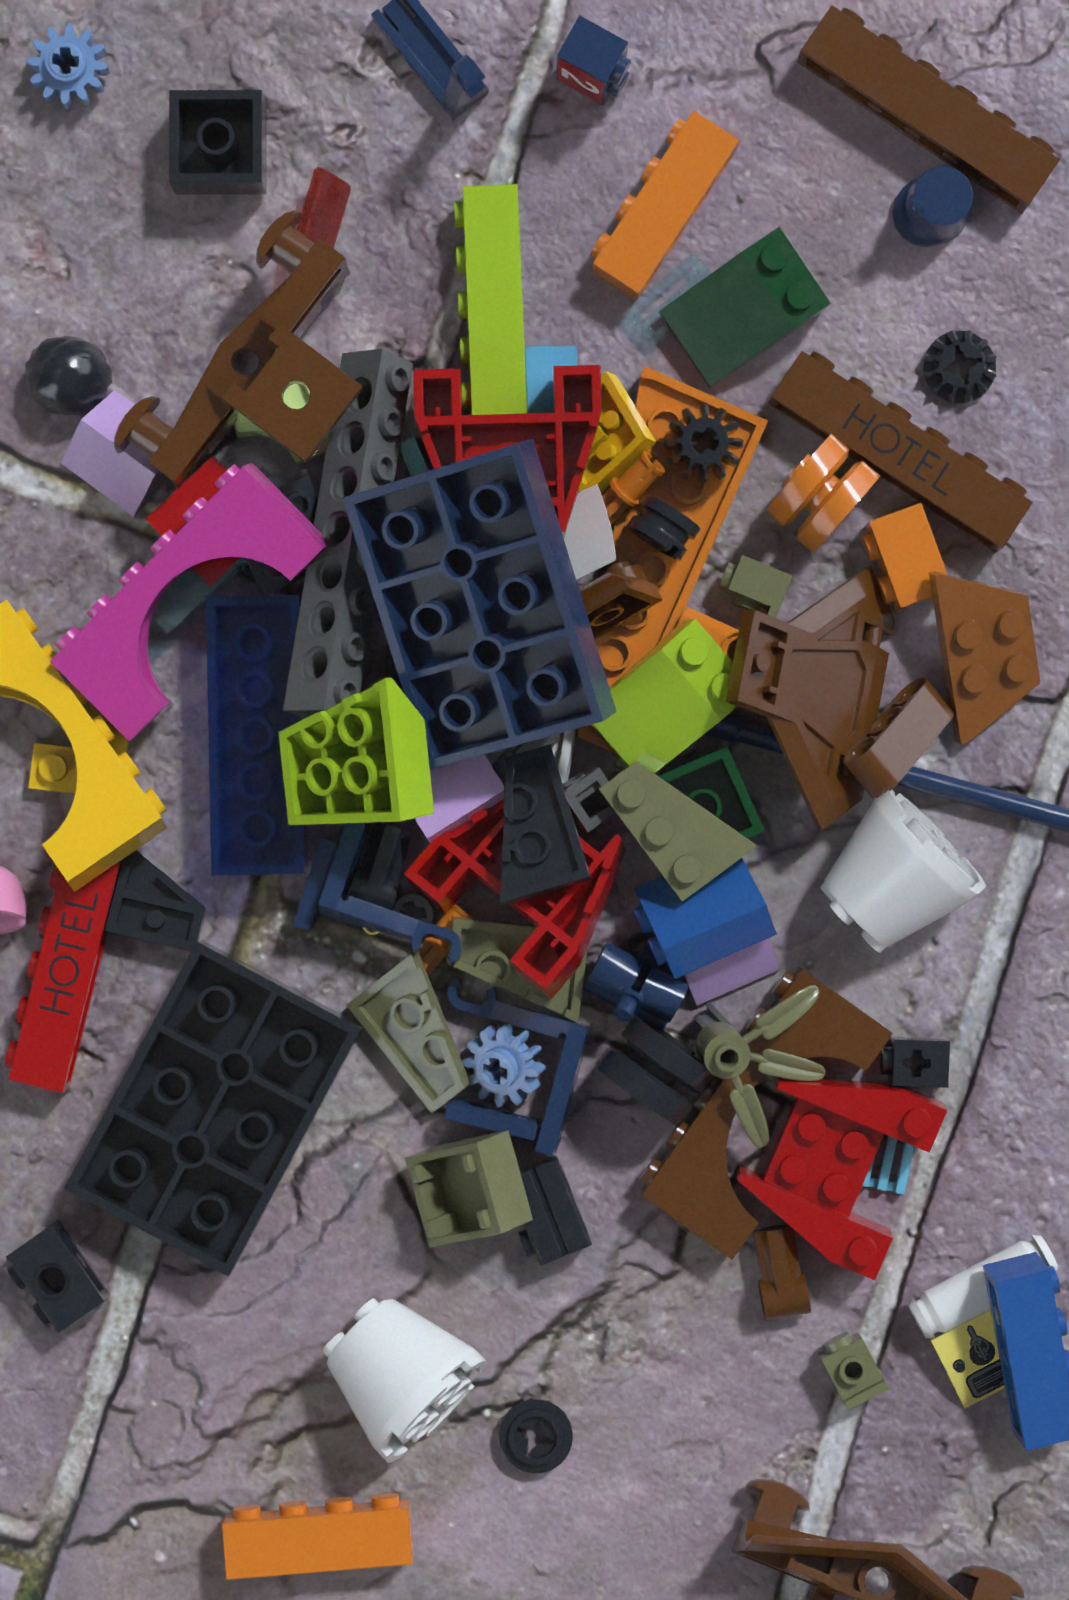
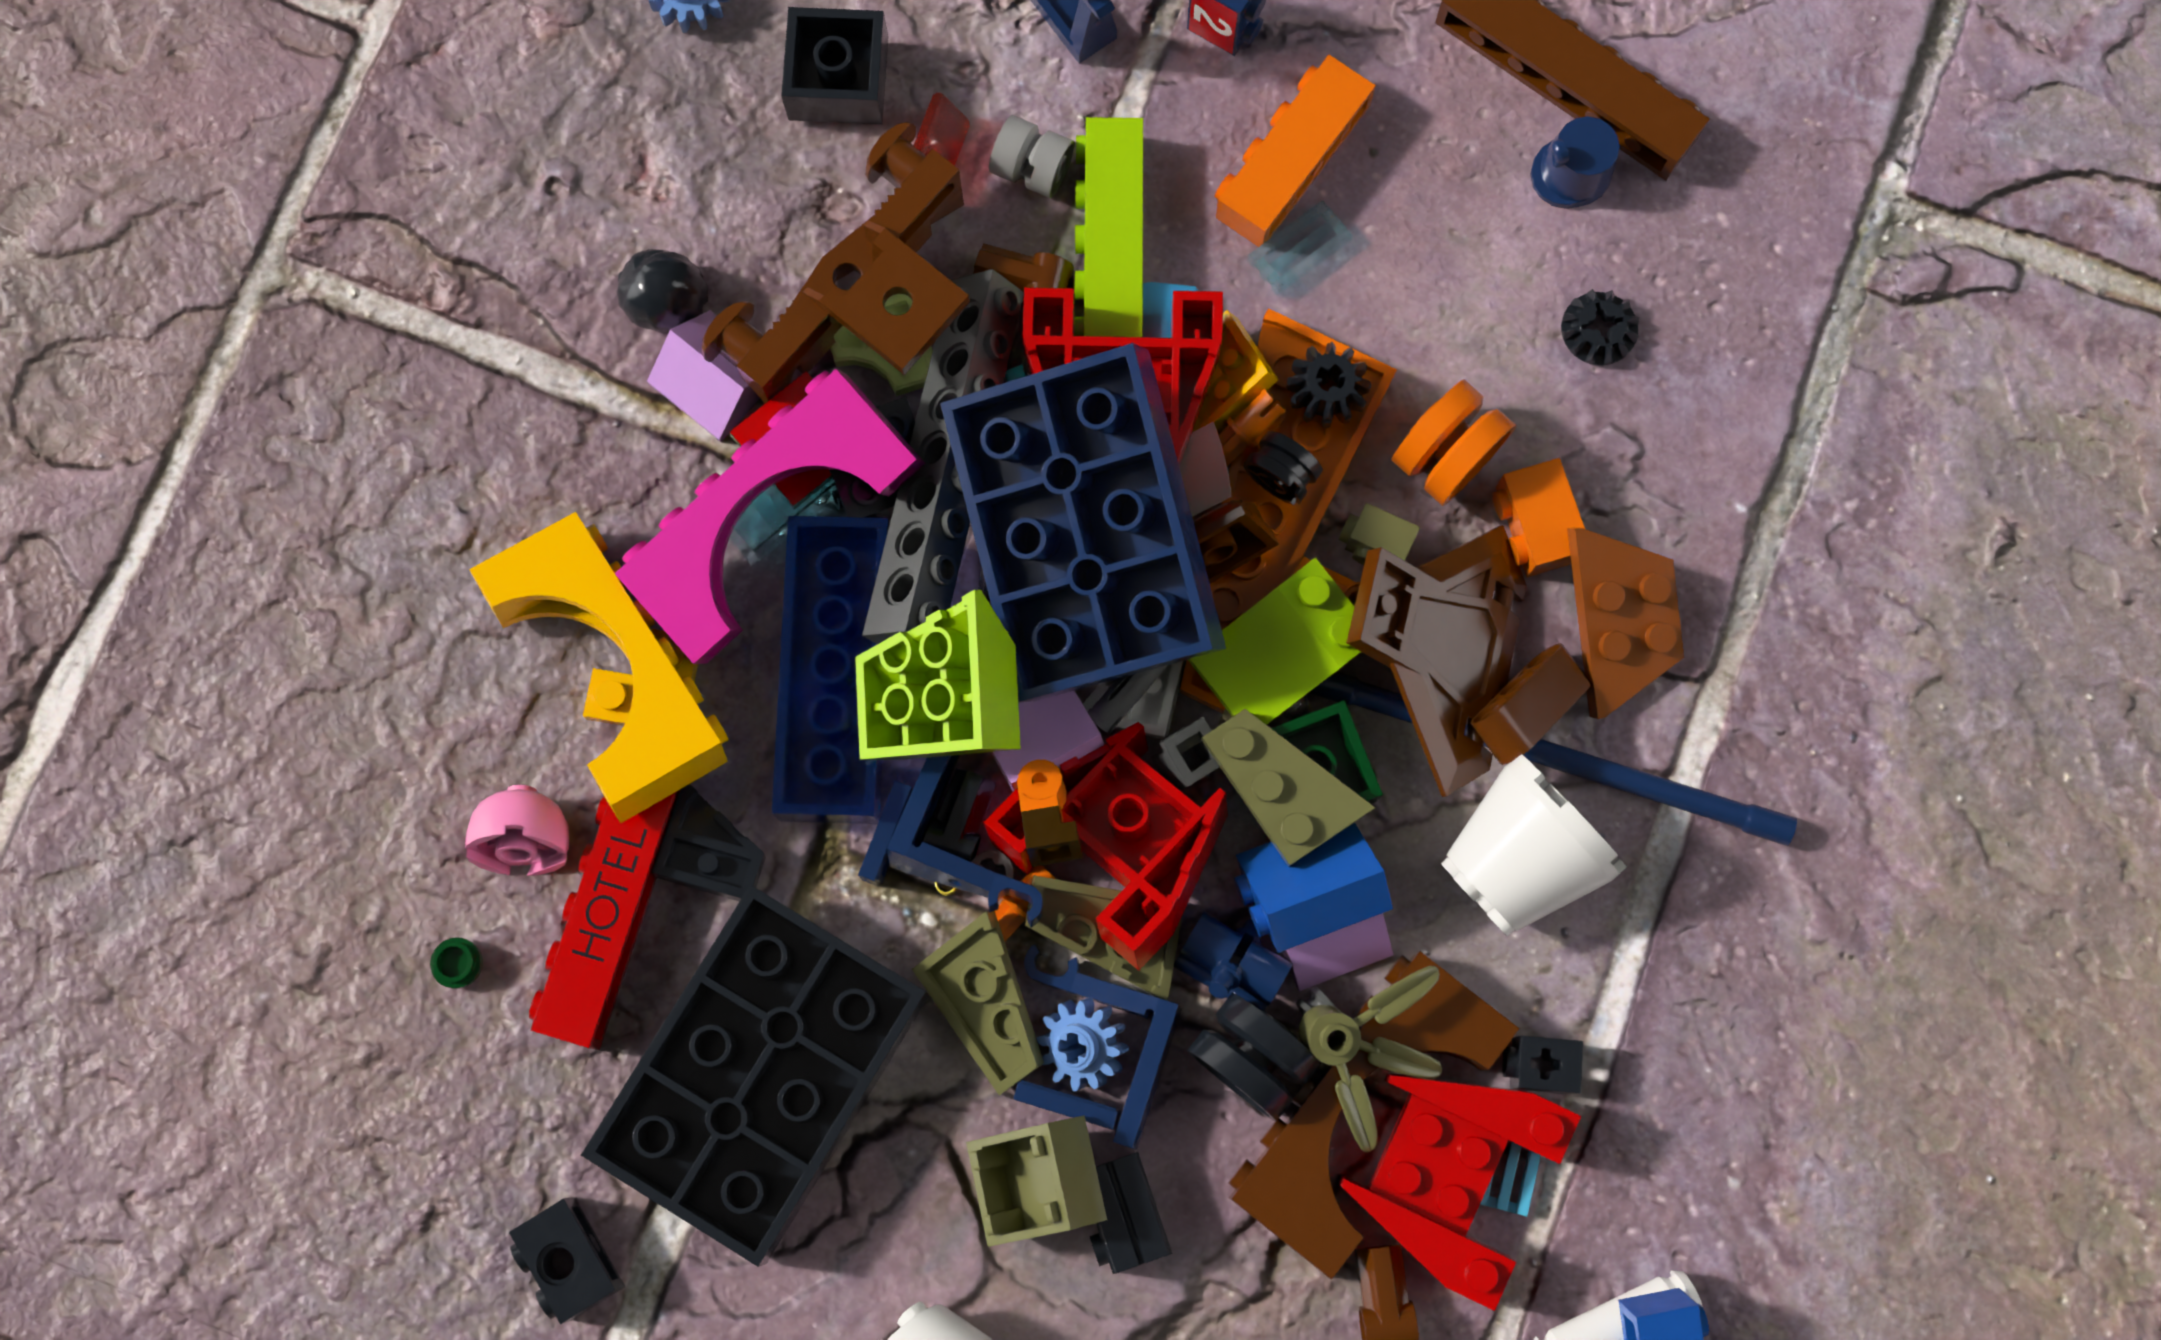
camera: 10 degrees right, 10 degrees down
(412, 224) = (1031, 156): none -> light grey wheel
(422, 344) = (1039, 271): none -> reddish brown piece
(455, 855) = (1041, 801): none -> leg
(539, 832) = (1135, 778): black wing -> none
(745, 307) = (1377, 253): dark green slope -> none
(901, 451) = (1549, 416): reddish brown brick -> none

